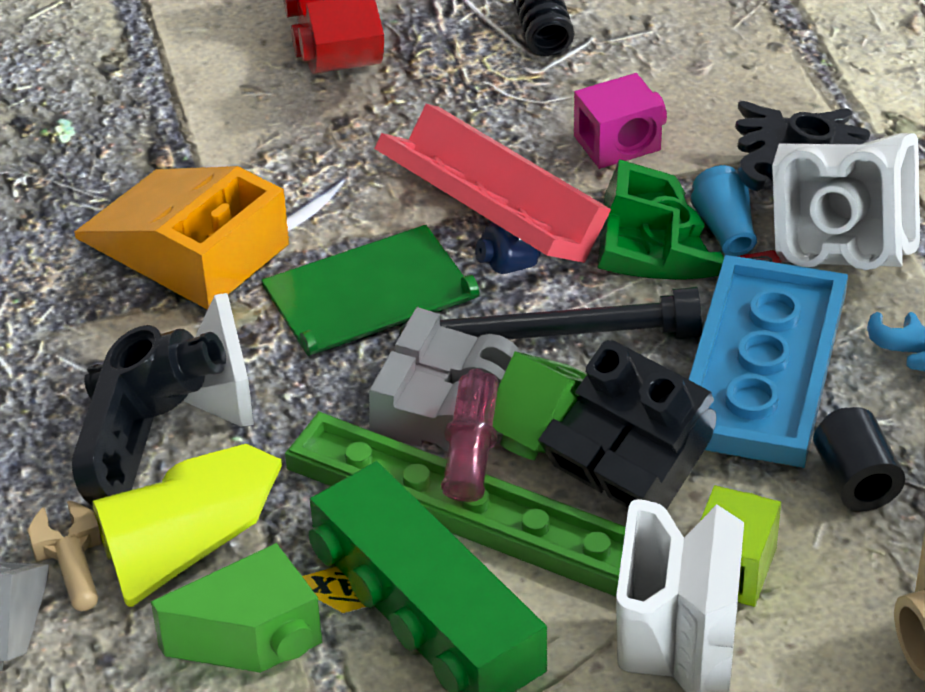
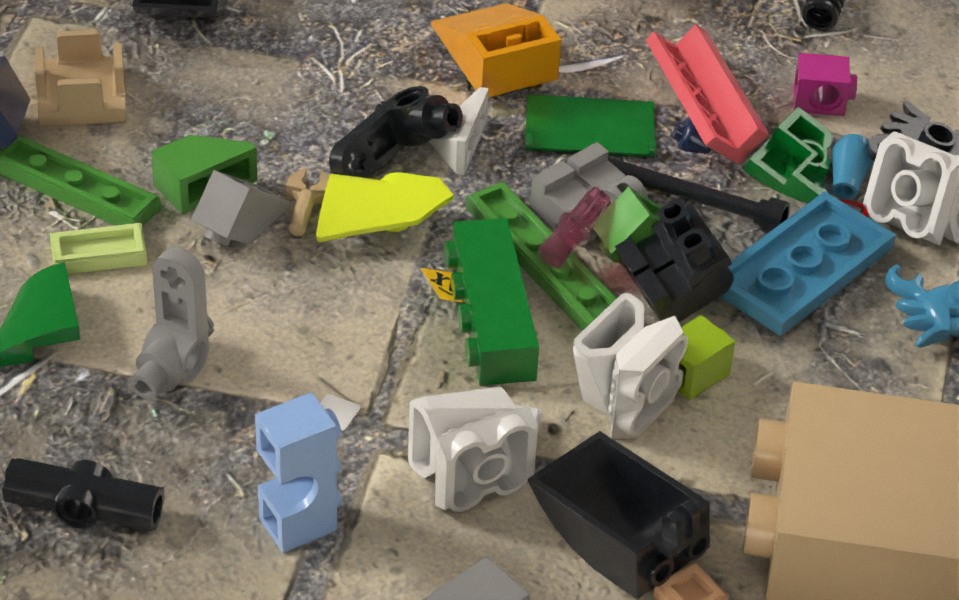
camera: 25 degrees right, 0 degrees up
(241, 615) = (374, 270): bright green slope -> none
(858, 459) = (814, 343): black brick -> none

